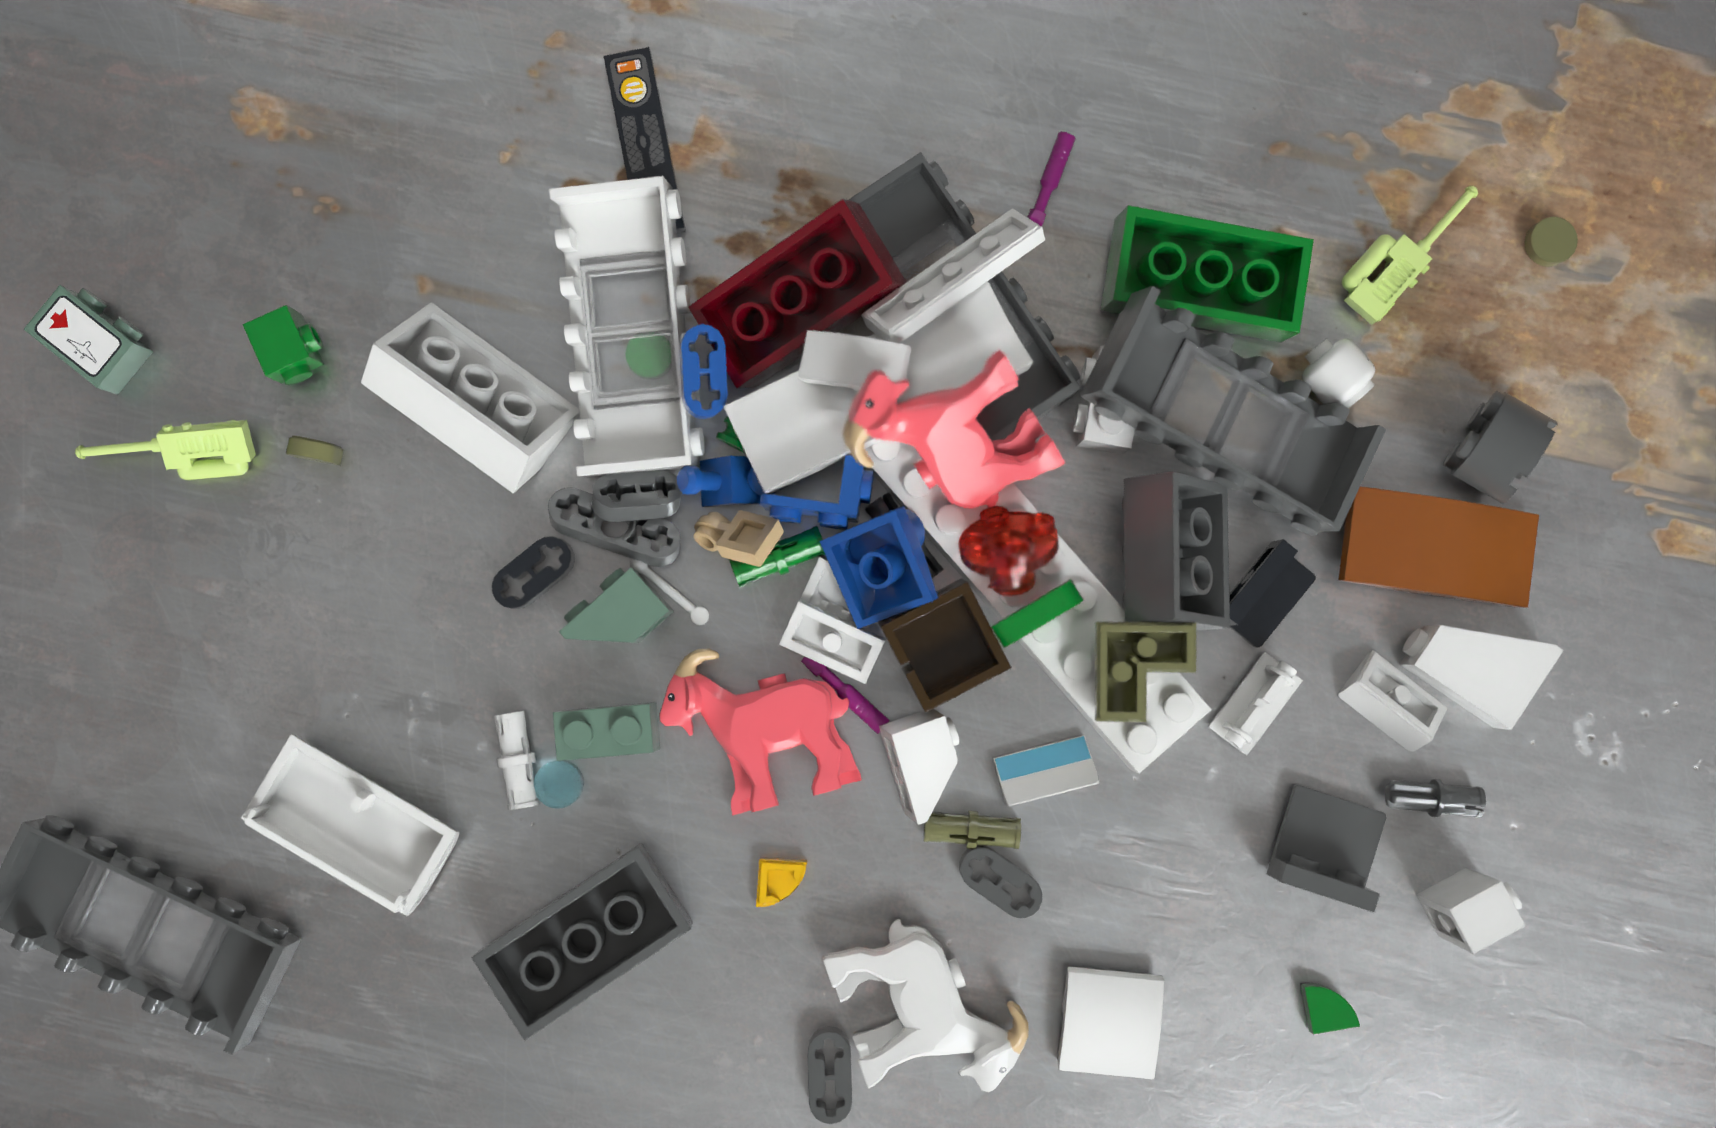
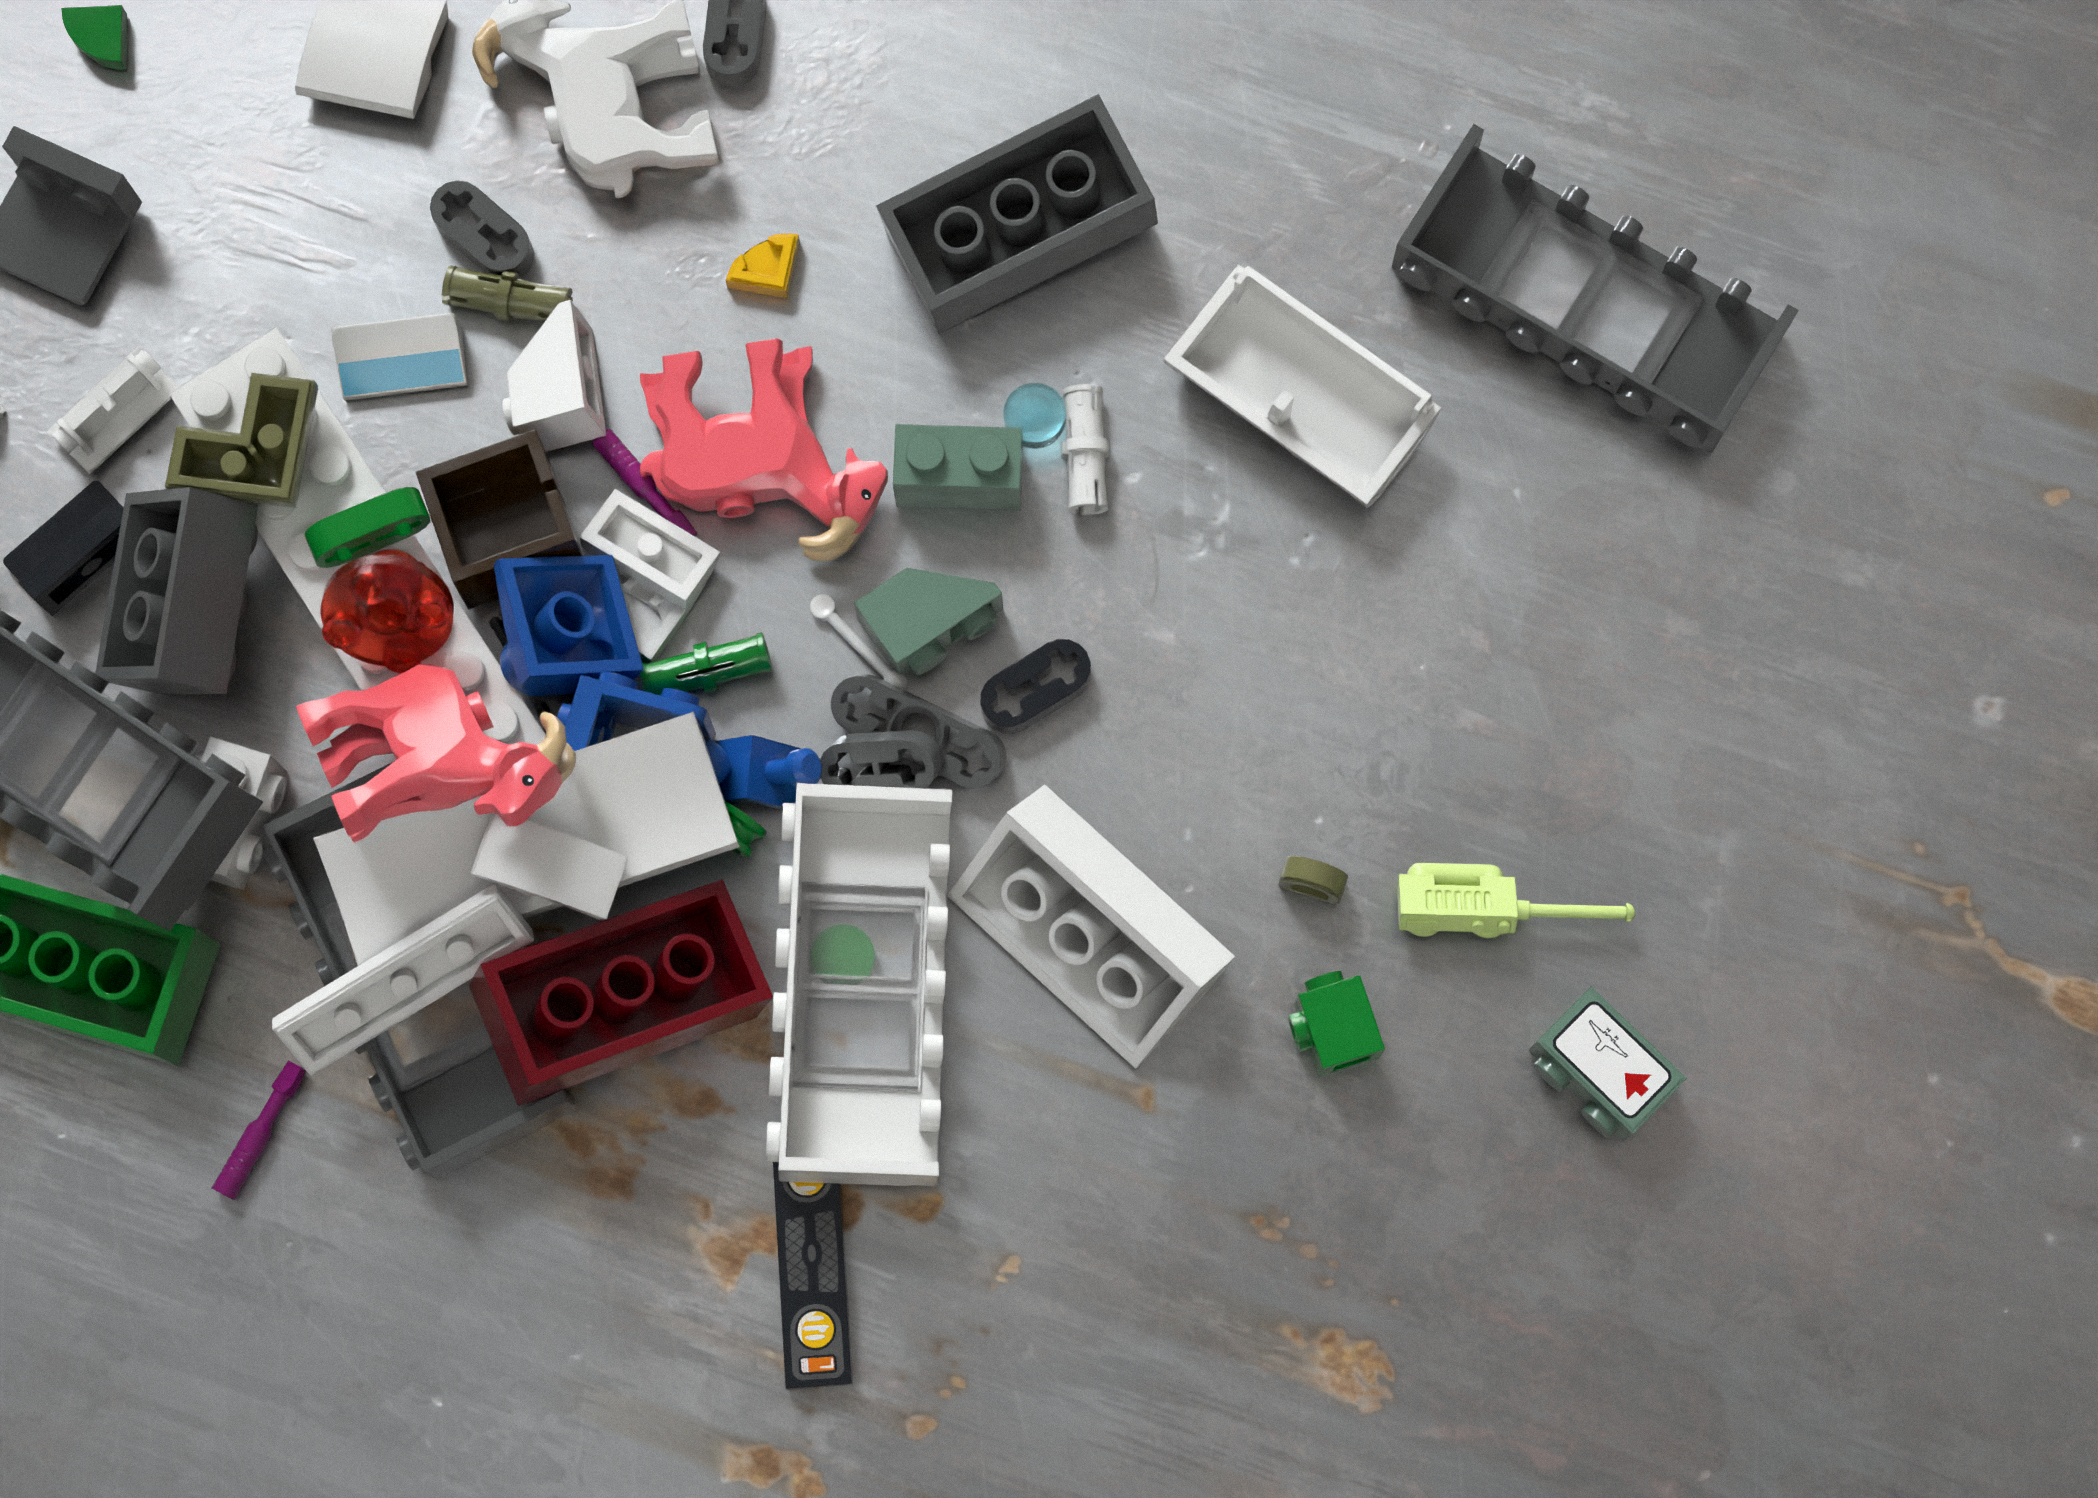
camera: 170 degrees left, 10 degrees down
(715, 371) = (745, 896): blue beam -> none
(744, 539) = (741, 684): tan plate -> none

